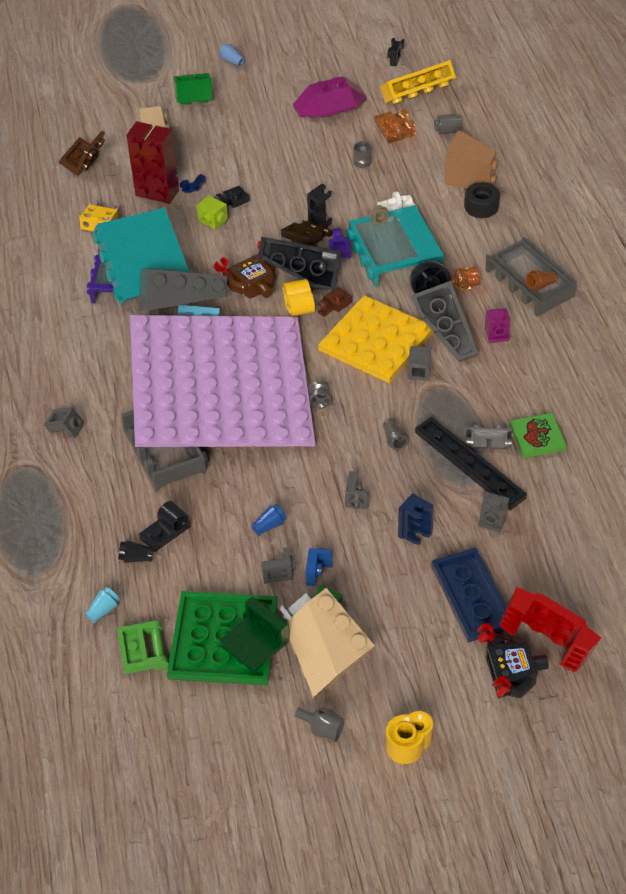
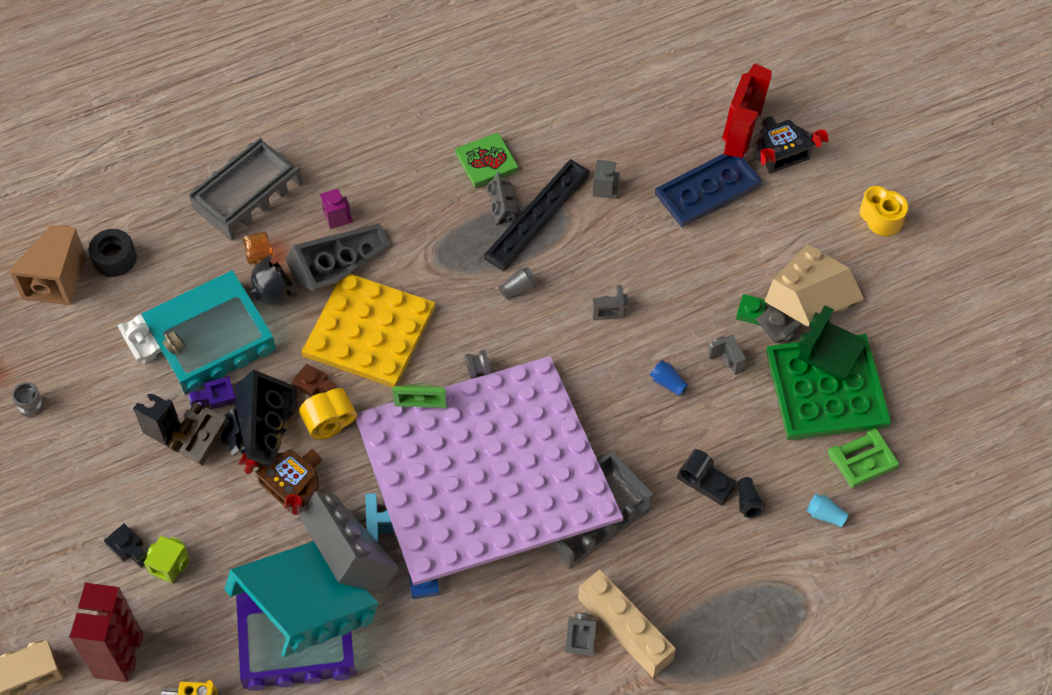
camera: 105 degrees left, 10 degrees up
(58, 446) = (626, 623): none -> tan brick
(295, 347) = (419, 396): none -> bright green slope
(316, 560) = (716, 324): blue bracket -> none
(323, 722) = (893, 279): dark grey piece -> none
(415, 517) = (641, 238): dark blue hinge -> none
(419, 363) = (407, 274): flat silver brick -> none
(539, 279) = (271, 166): dark orange cone -> none

